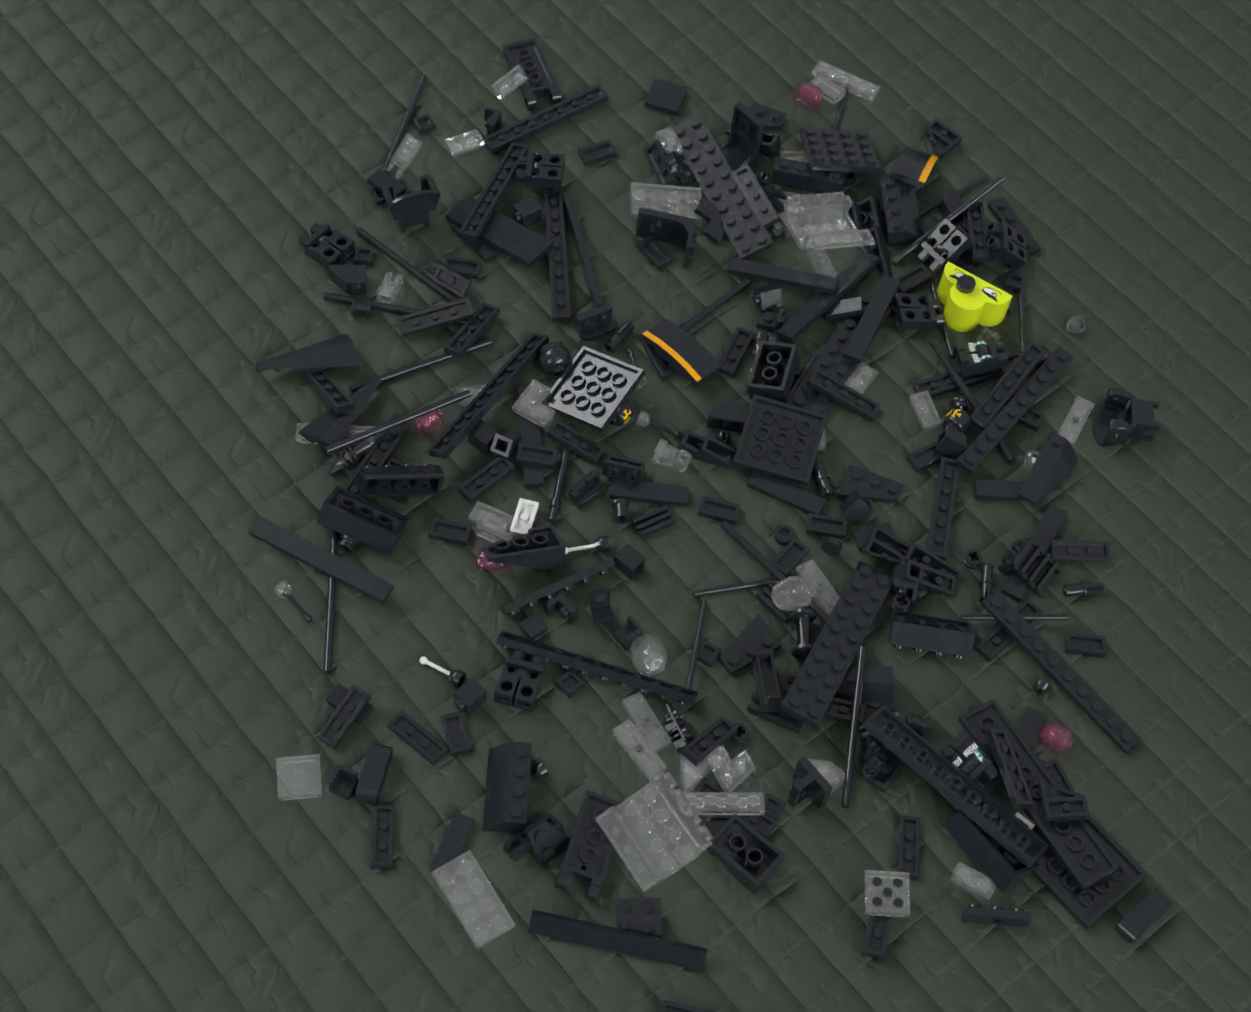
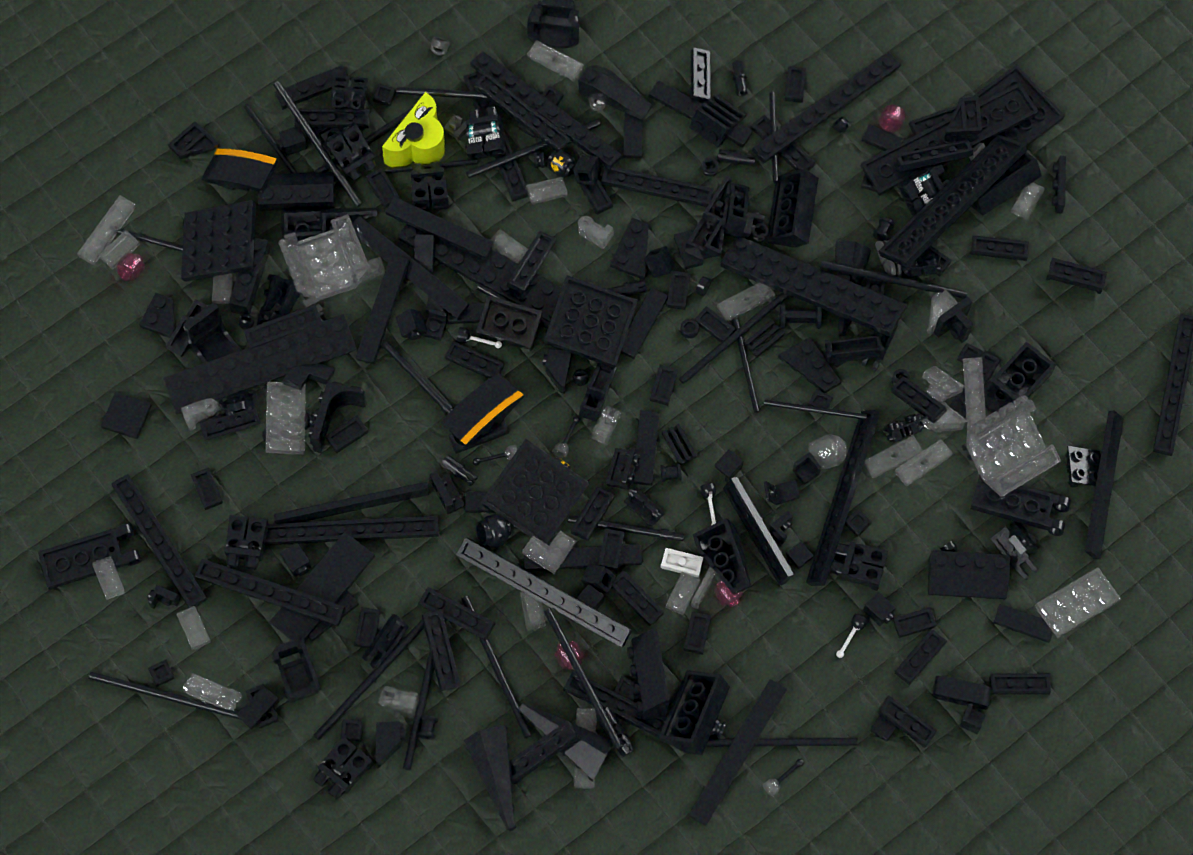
camera: 85 degrees left, 10 degrees up
(299, 777) = (967, 760): clear tile -> none
(791, 594) = (766, 320): clear hair -> none
(885, 448) = (595, 232): none -> clear leg
(887, 893) = (1053, 264): clear tile -> none
(1143, 916) = (1050, 73): black beam -> none

